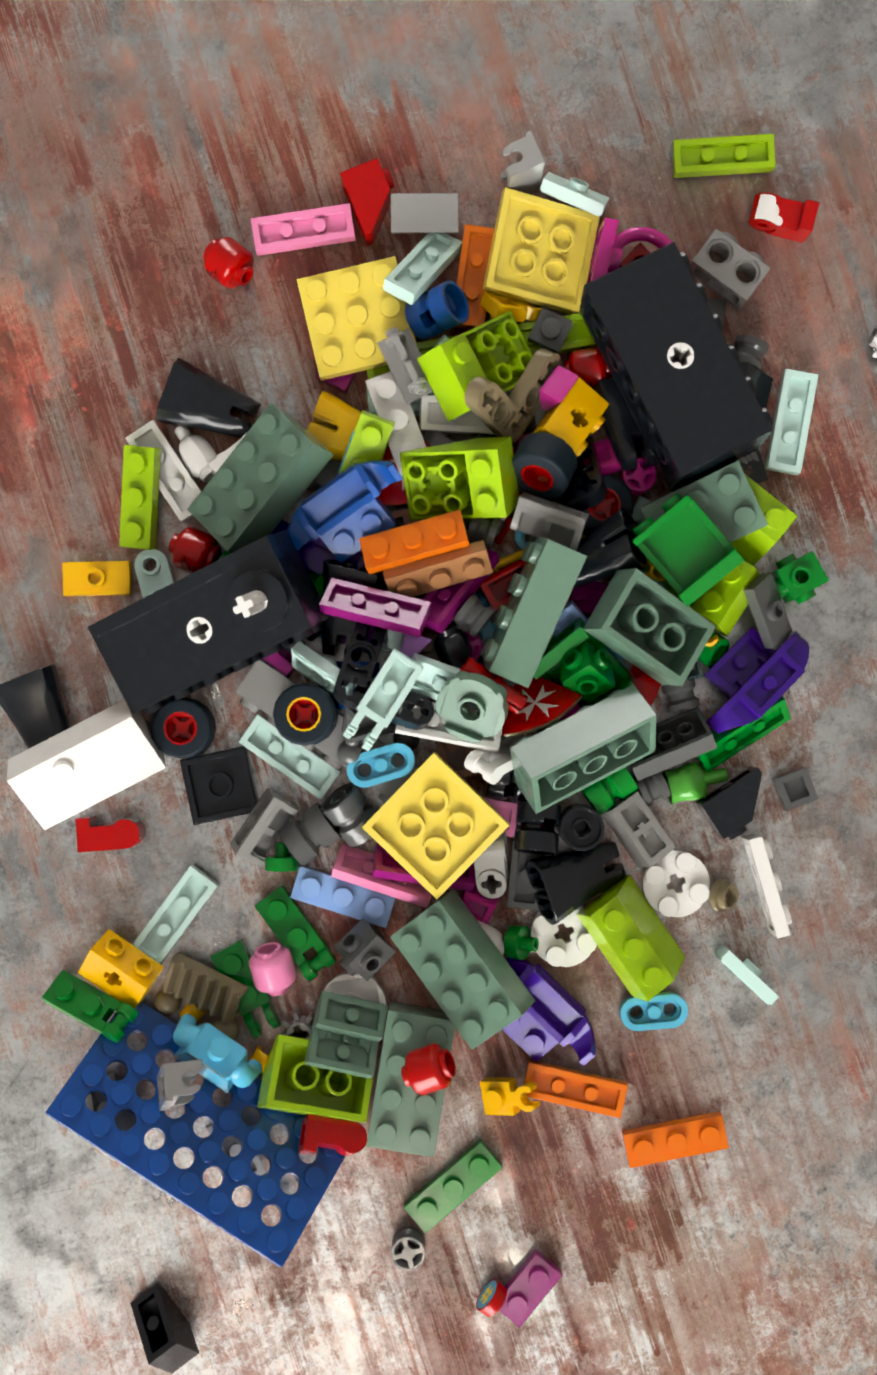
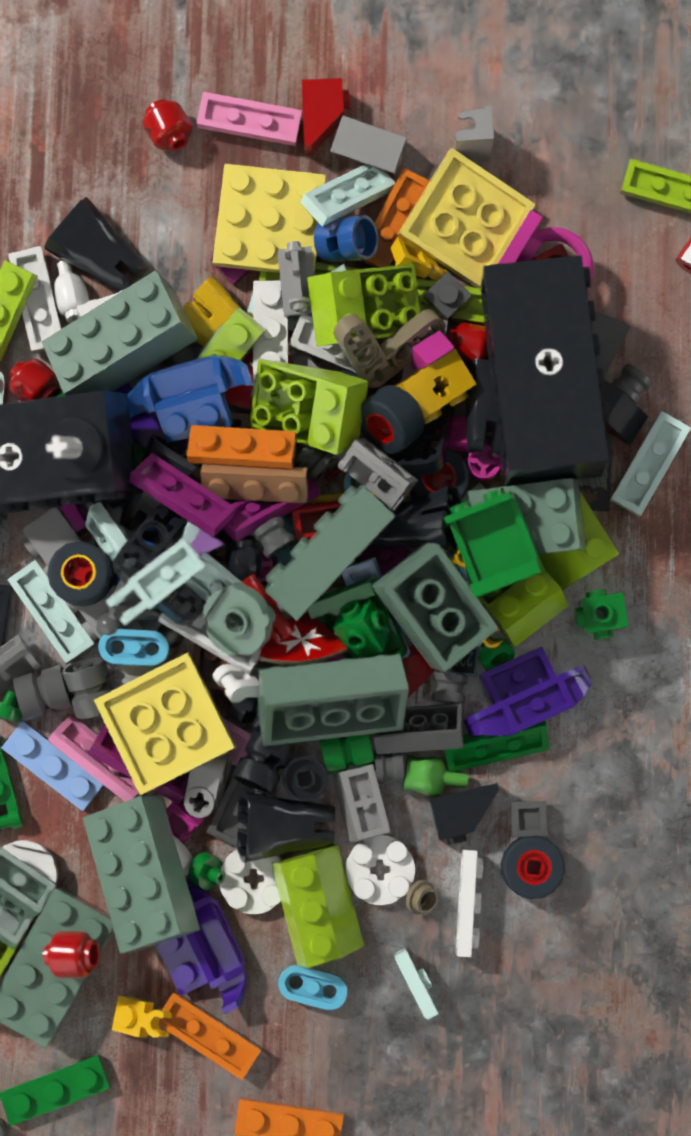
camera: 20 degrees right, 5 degrees down
(364, 950) = (53, 823): dark grey brick -> none
(574, 193) = (518, 175): light aqua plate -> none
(722, 277) = (632, 301): light grey brick -> none
(768, 610) = (560, 635): dark grey plate -> none
(802, 826) = (522, 871): none -> black wheel

